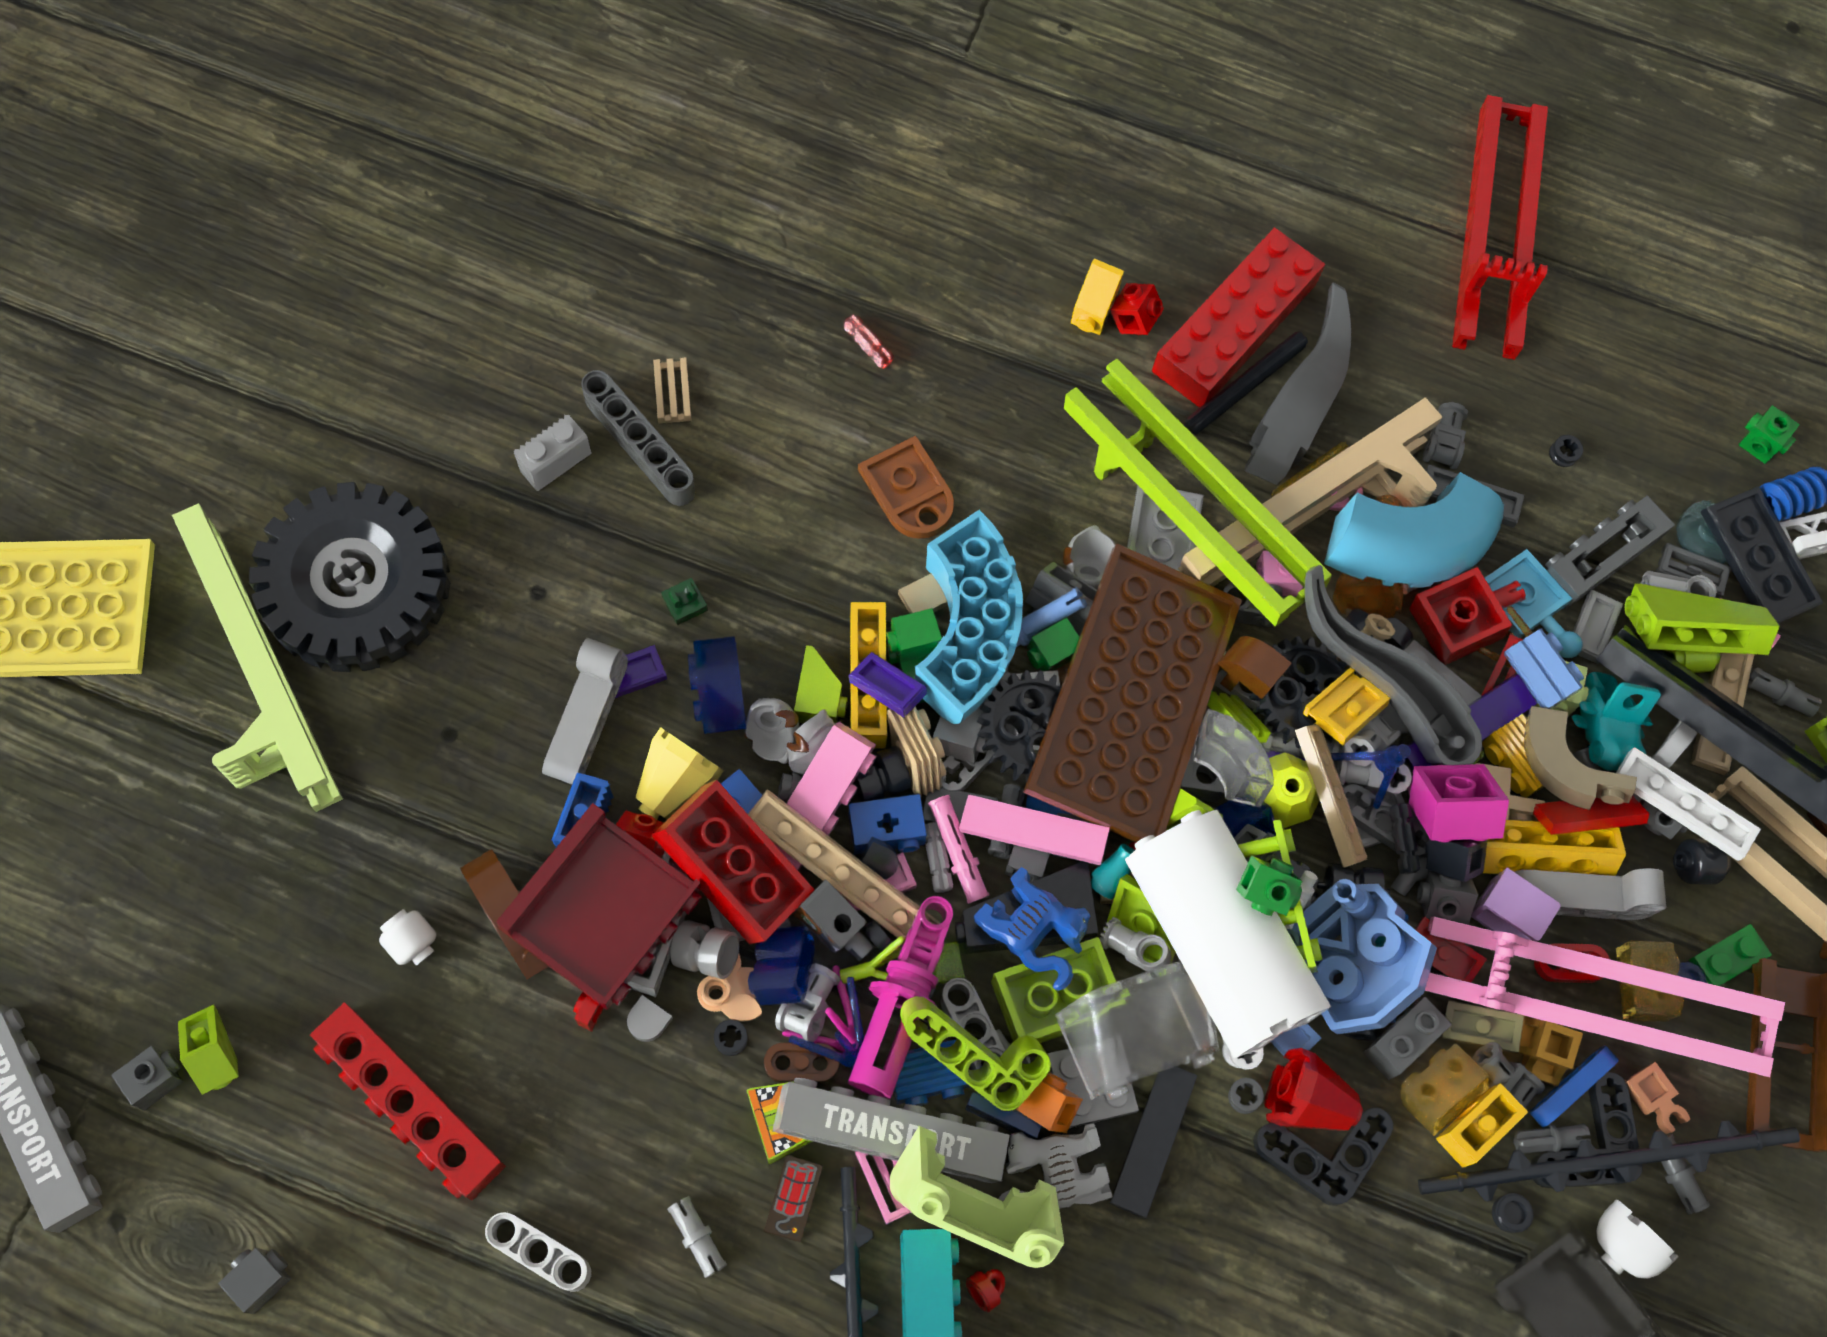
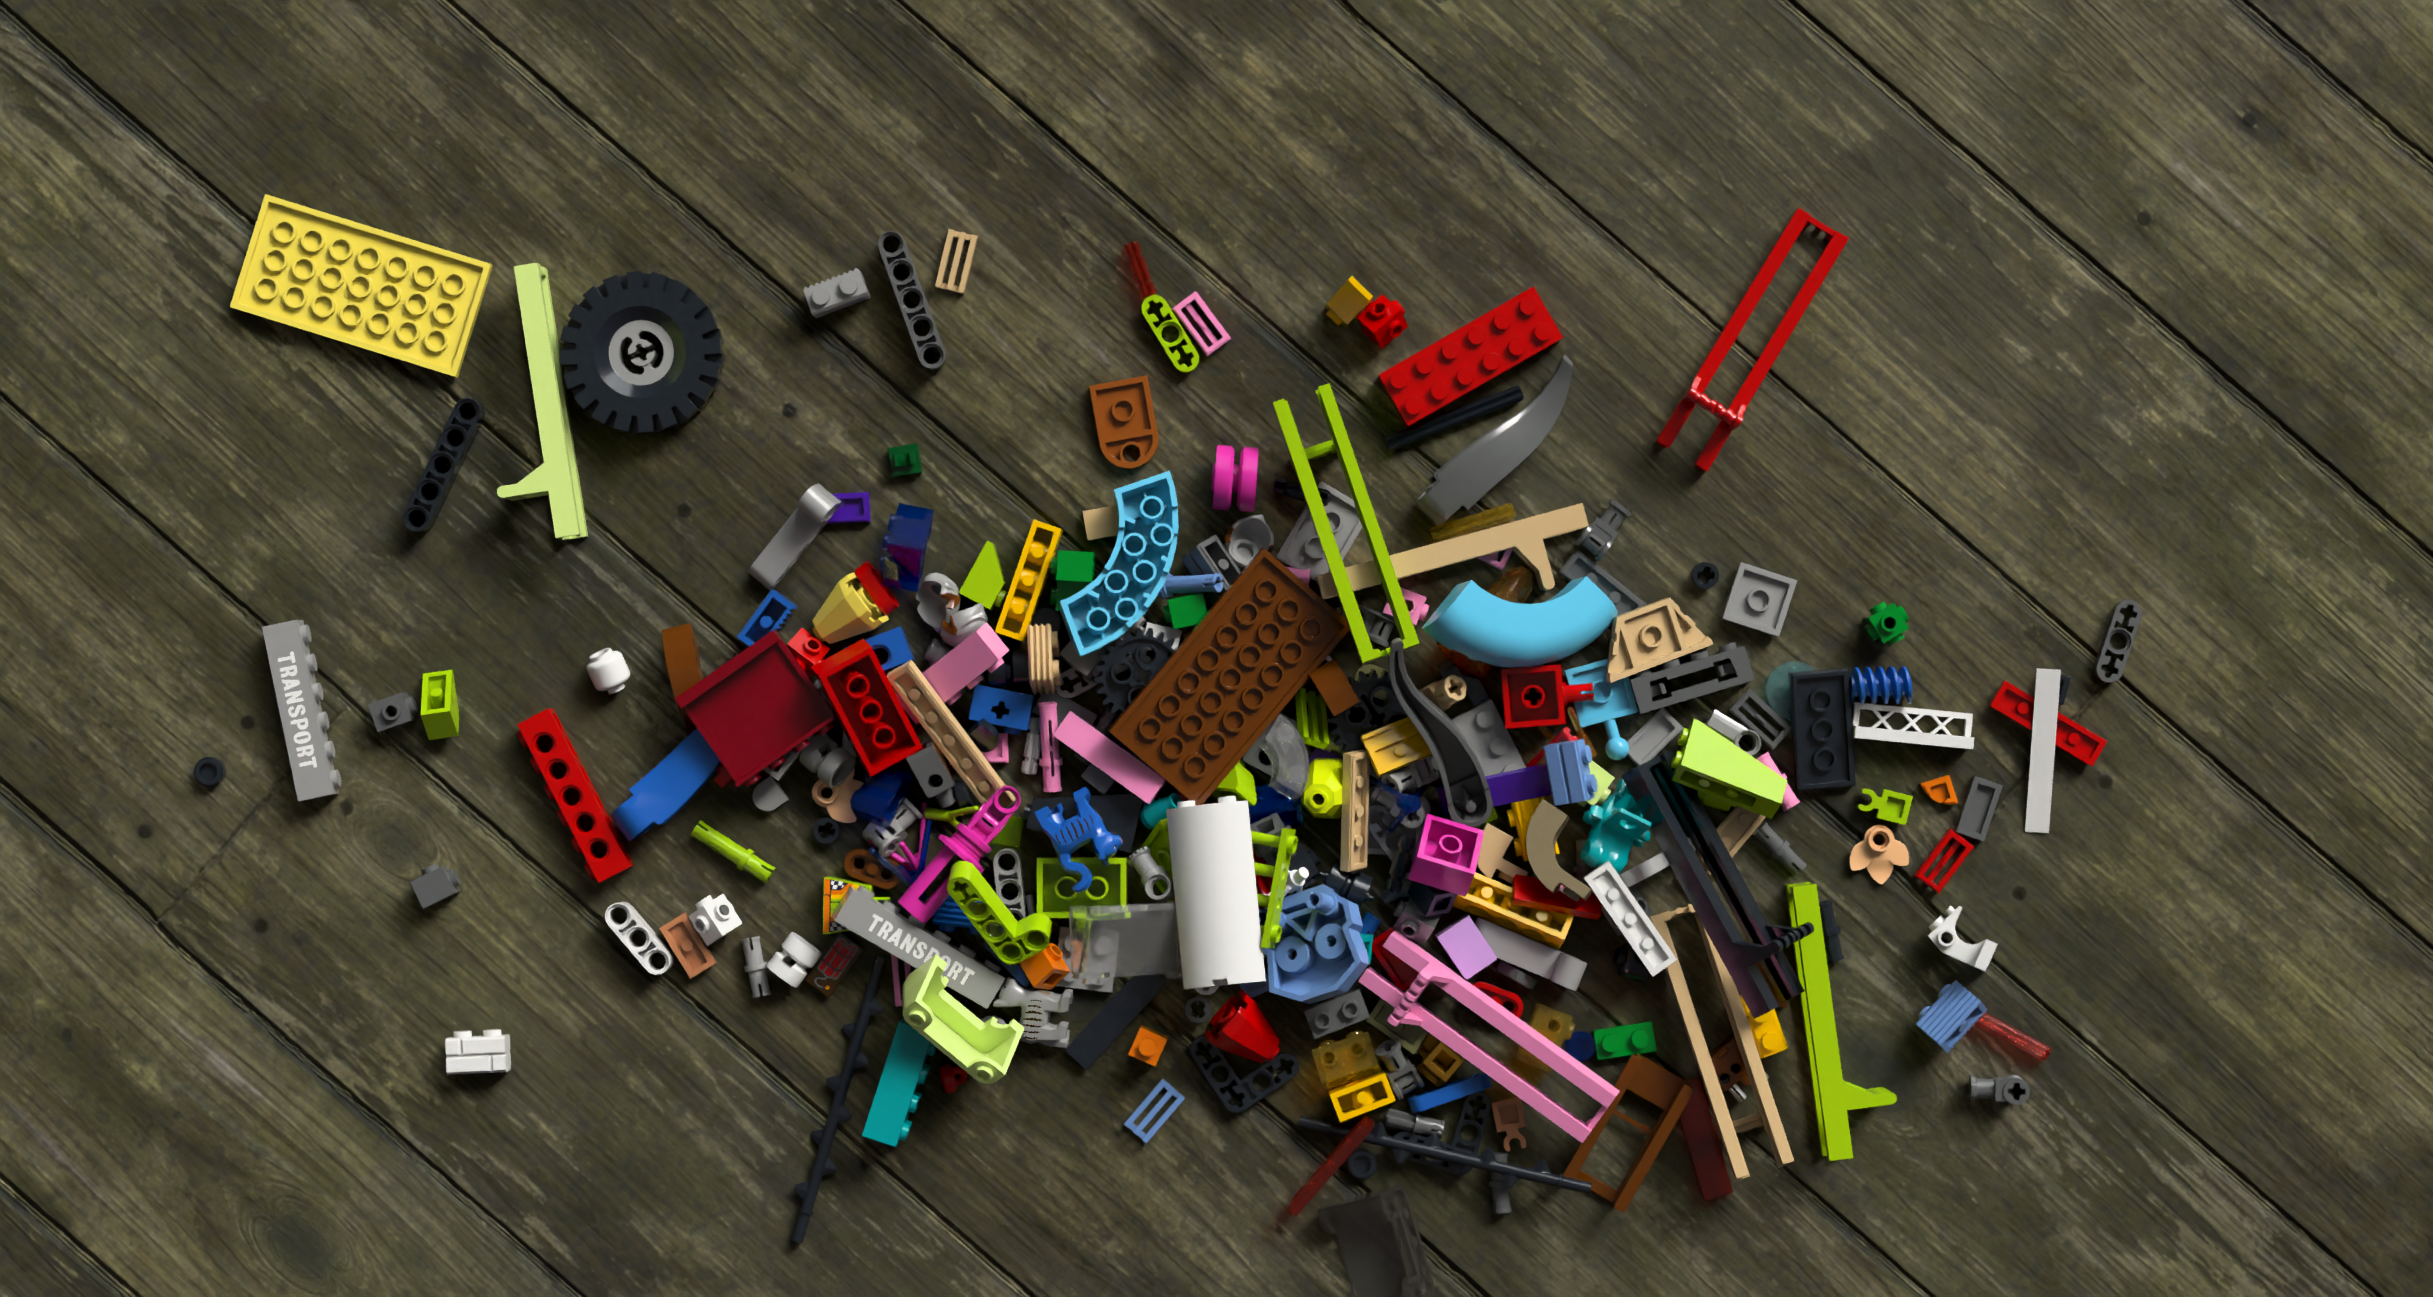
camera: 30 degrees right, 20 degrees up
(152, 785) = (432, 475): none -> black beam
(520, 1048) = (667, 787): none -> blue animal
(603, 1240) = (688, 945): none -> nougat plate
(626, 1191) = (714, 918): none -> white brick
(633, 1104) = (726, 847): none -> lime pin
(698, 741) = (874, 586): none -> red beam
(746, 1194) = (802, 952): none -> white wheel
(887, 684) = (1035, 604): dark purple tile -> none
(919, 377) = (1151, 319): none -> lime beam
(948, 377) = (1216, 343): none -> bright pink tile
(1052, 497) = (1235, 478): none -> dark pink wheel
(1119, 497) = (1294, 490): none -> black axle
(1208, 1157) = (1148, 1045): none -> orange brick
(1255, 1208) = (1138, 1129): none -> medium blue tile
(1270, 886) = (1253, 879): green brick -> none
(1486, 1224) = (1330, 1165): none -> clear red tile
(1547, 522) = (1651, 638): none -> tan wing
(1586, 921) = (1516, 975): none -> dark grey tile
(1632, 454) = (1759, 599): none -> light grey plate
(1632, 1244) = (1434, 1216): white cylinder -> none

